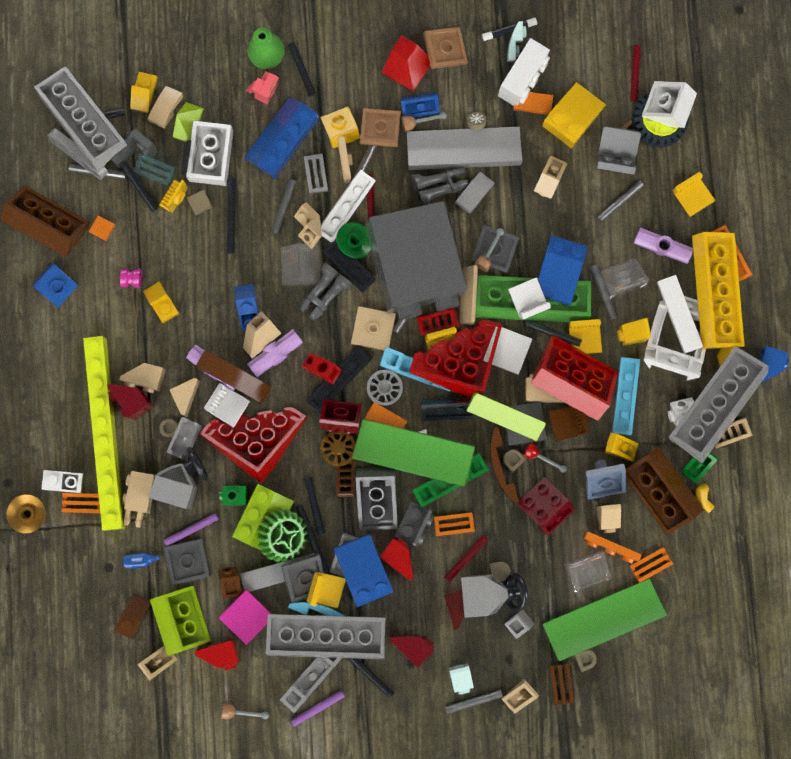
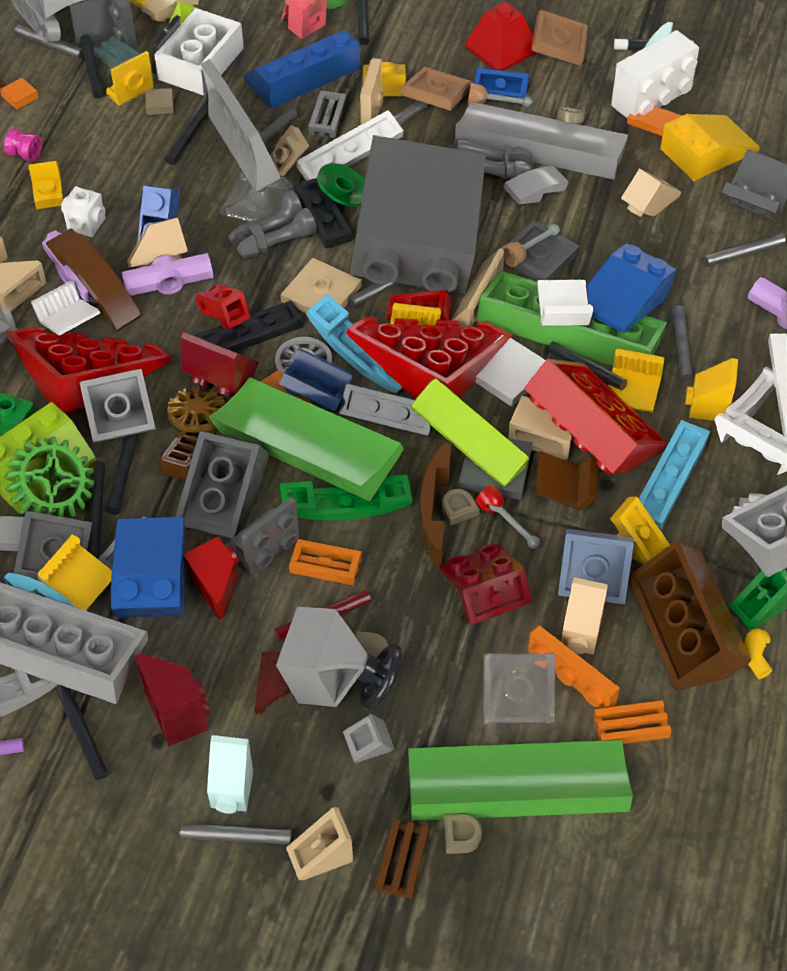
camera: 20 degrees right, 30 degrees down
(202, 328) = (83, 211): none -> white brick
(273, 227) = (238, 131): none -> light grey arch
(295, 470) = (117, 405): none -> light grey slope
(402, 408) = (315, 380): none -> dark blue bracket
(624, 277) = (720, 336): clear slope -> none

